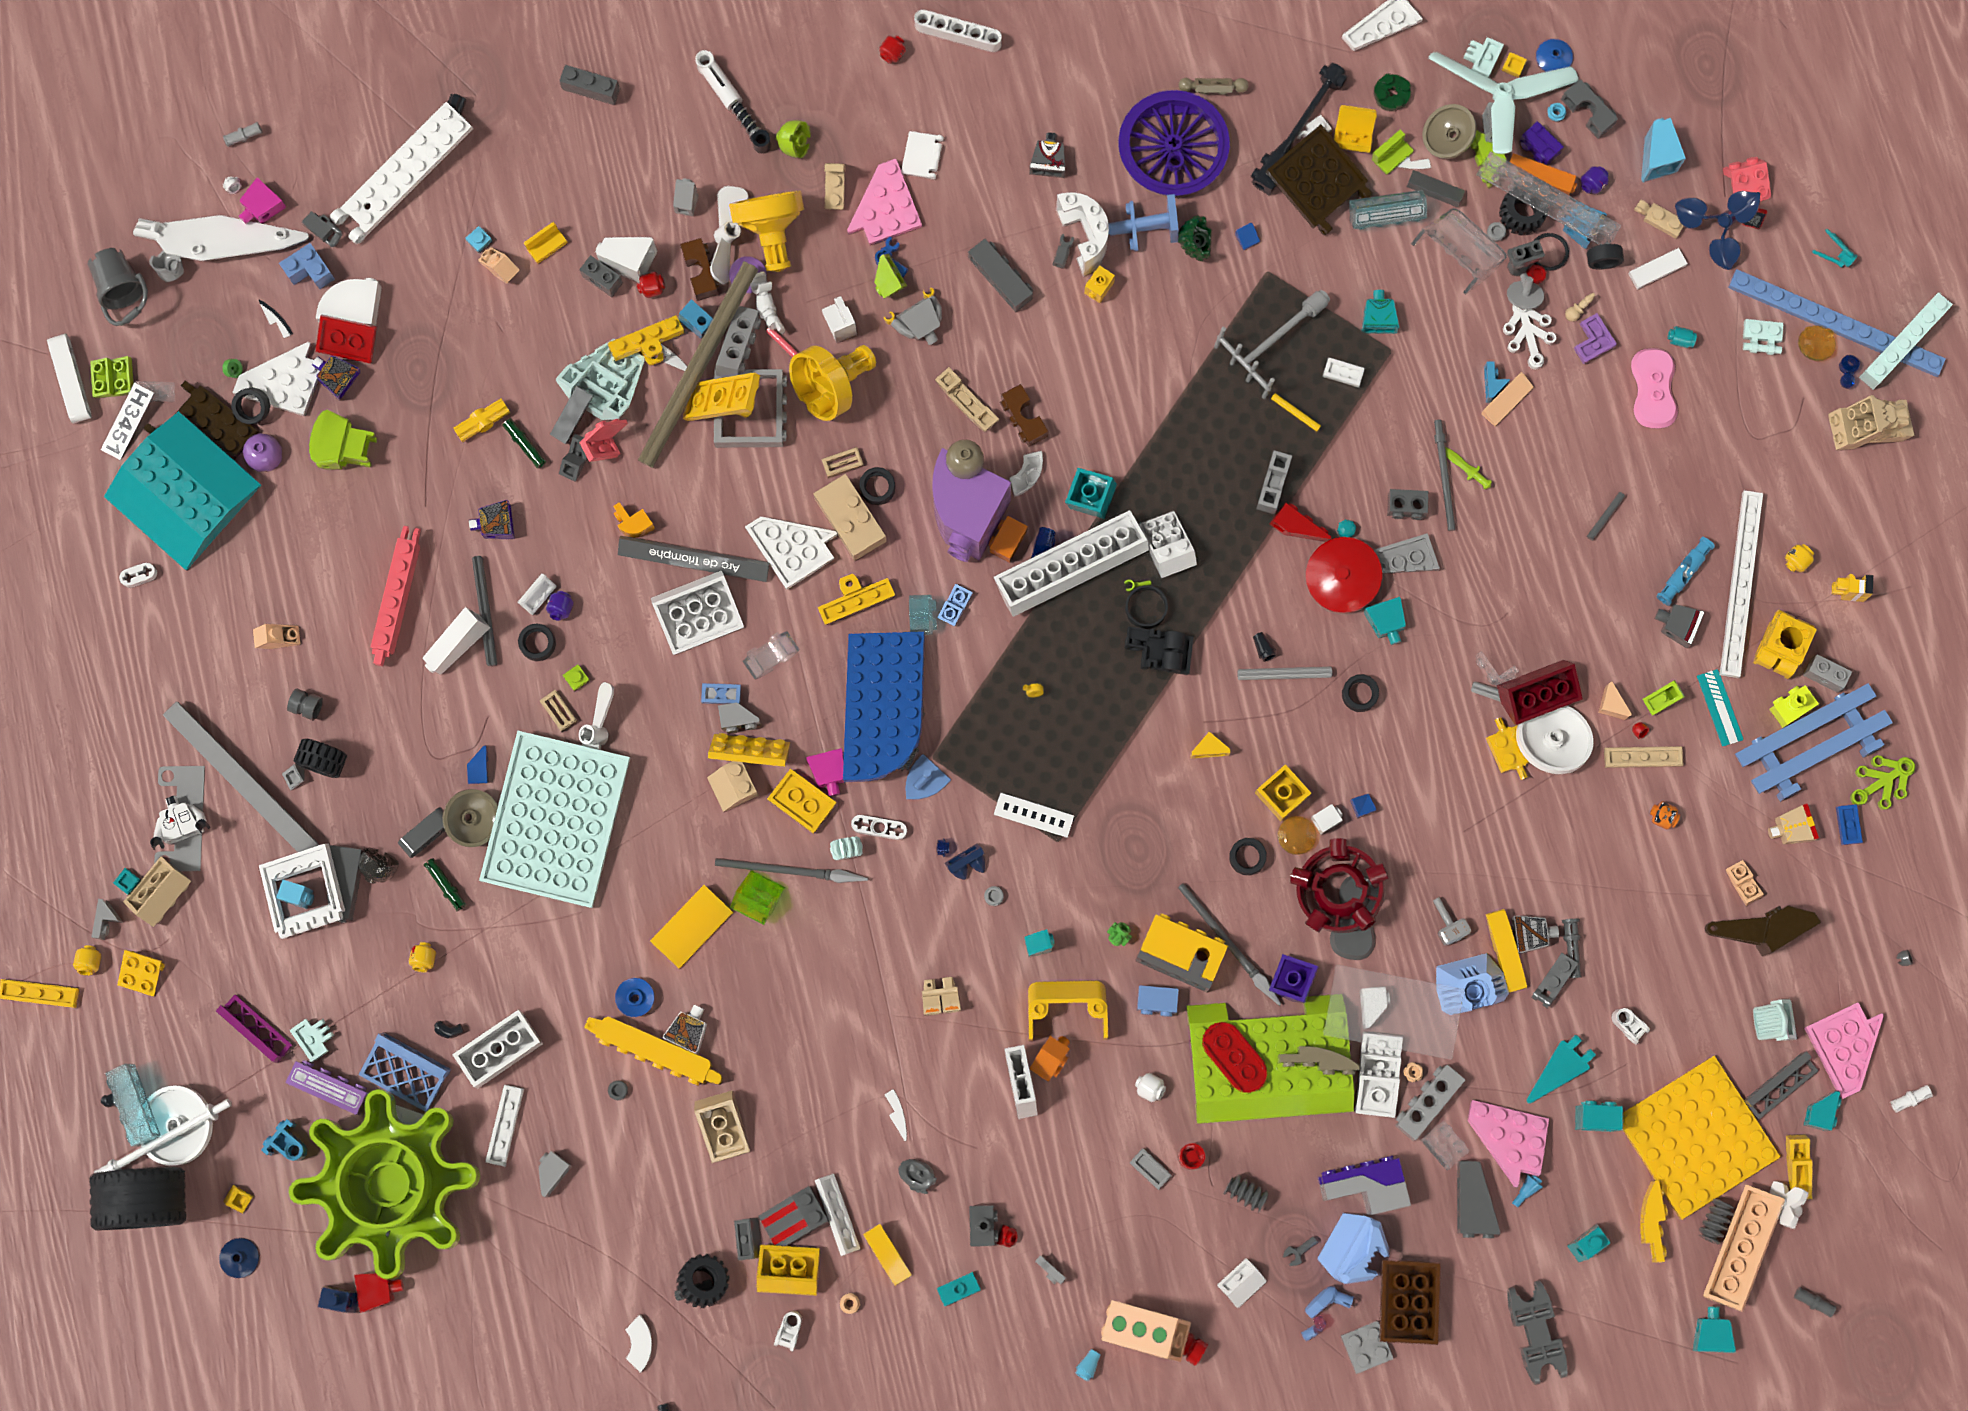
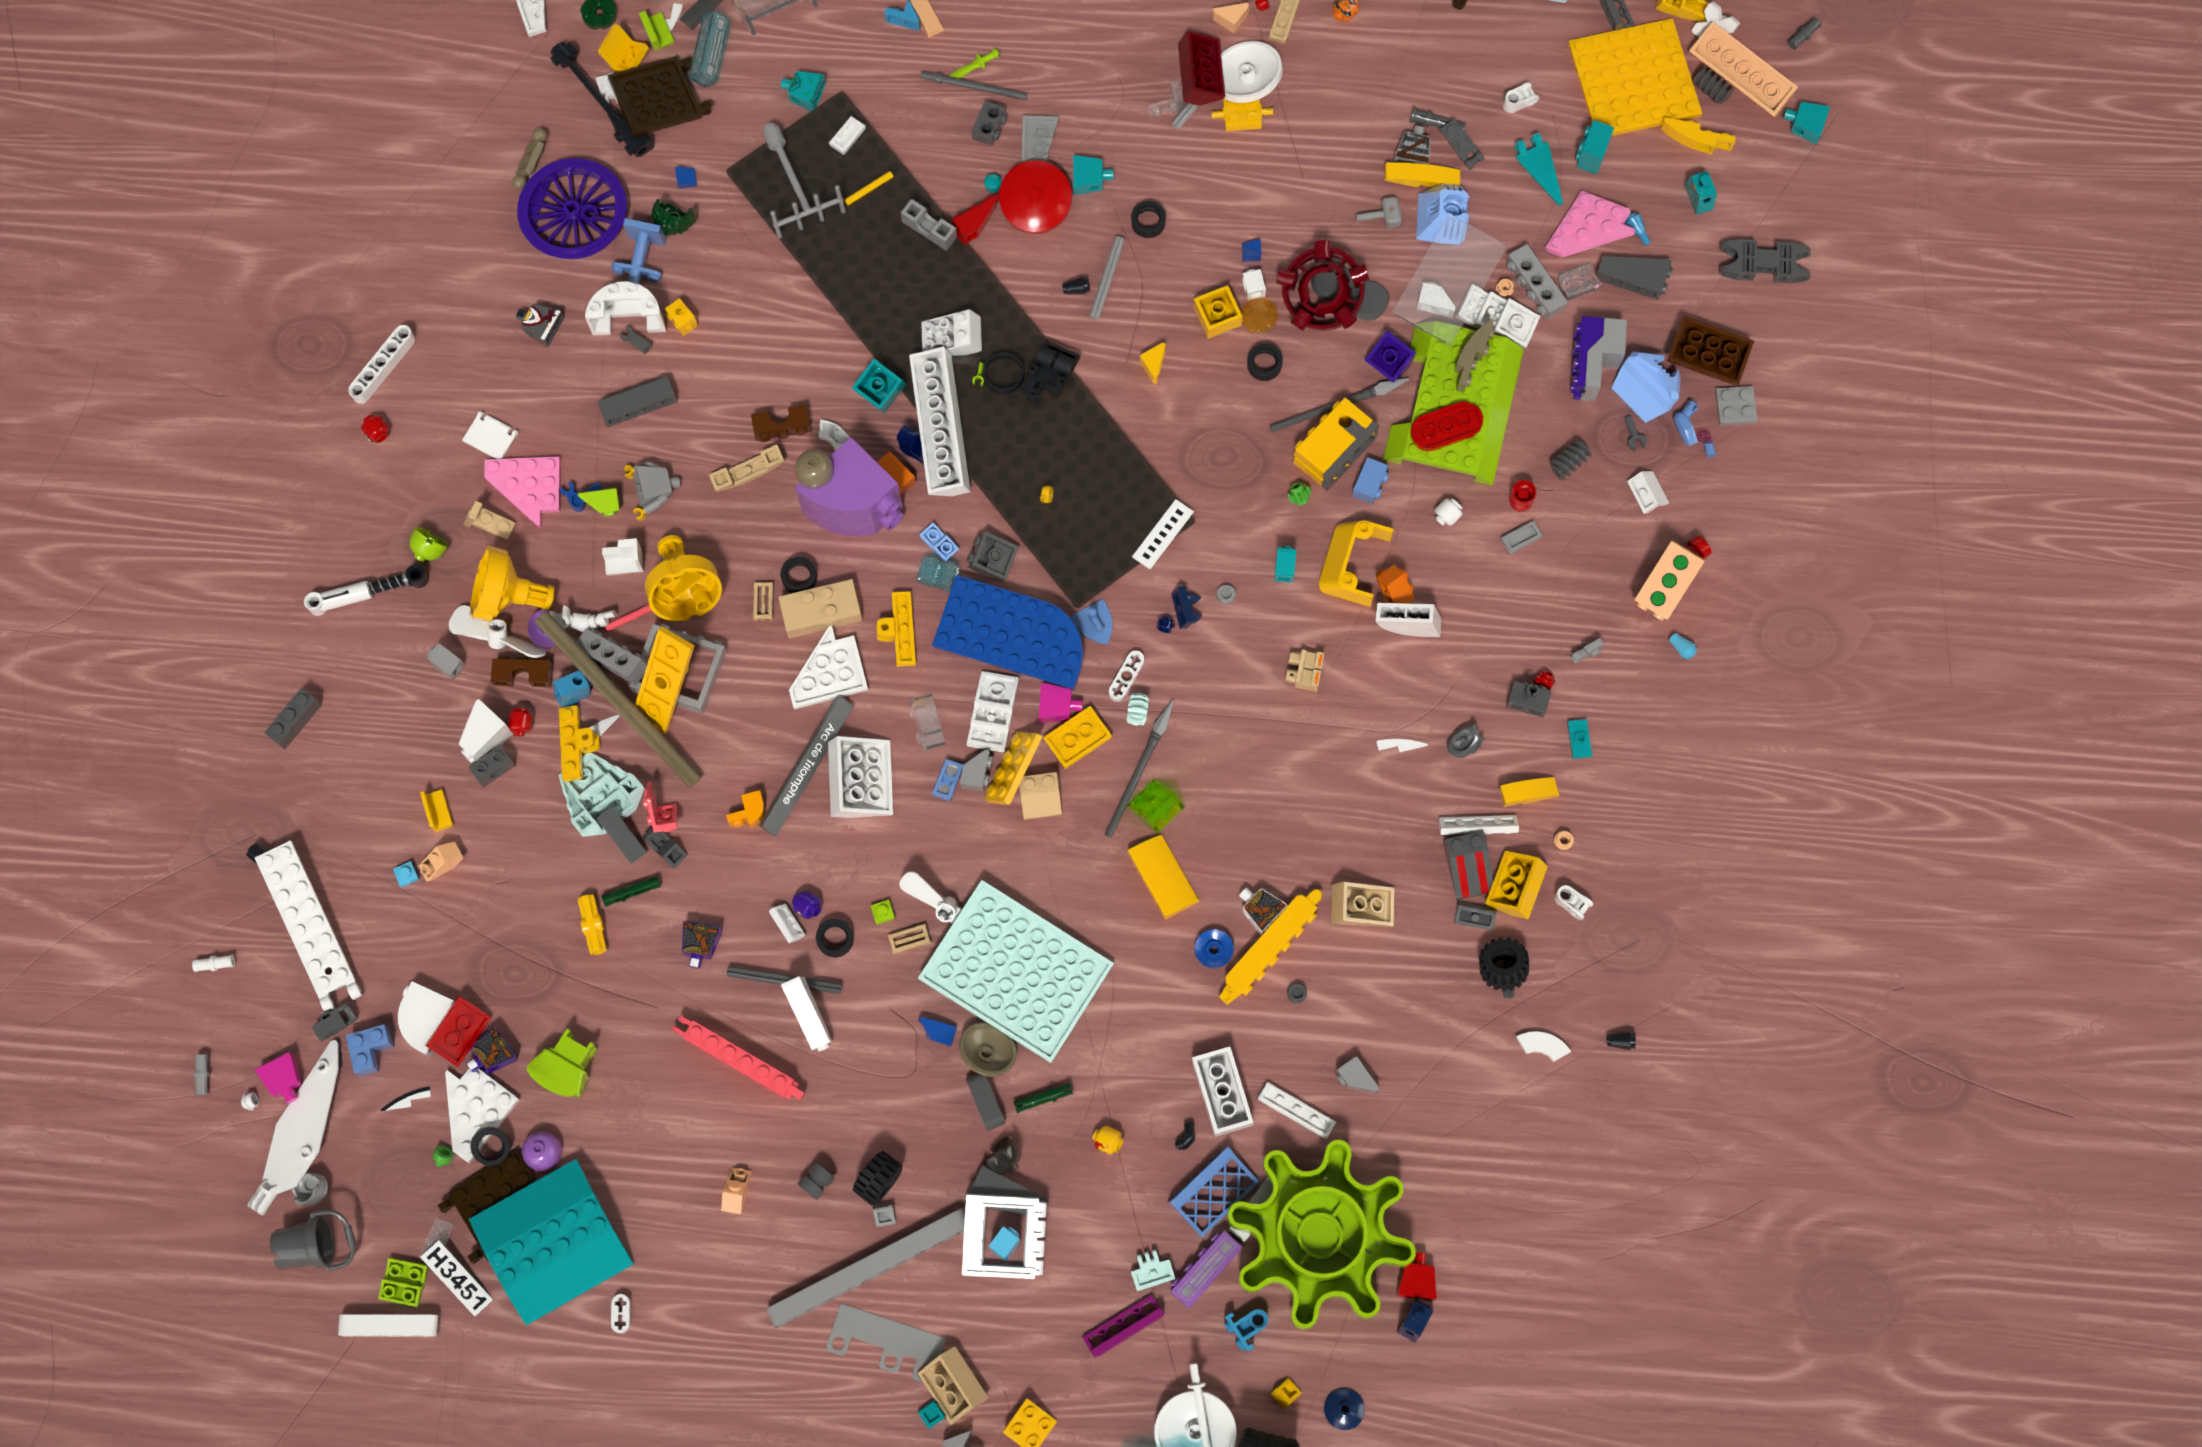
camera: 70 degrees left, 5 degrees down
(178, 823) = (891, 1341): white torso -> none
(345, 105) = (213, 963): none -> white pin
(802, 713) = (992, 711): none -> white slope
(956, 659) = (992, 556): none -> dark grey plate

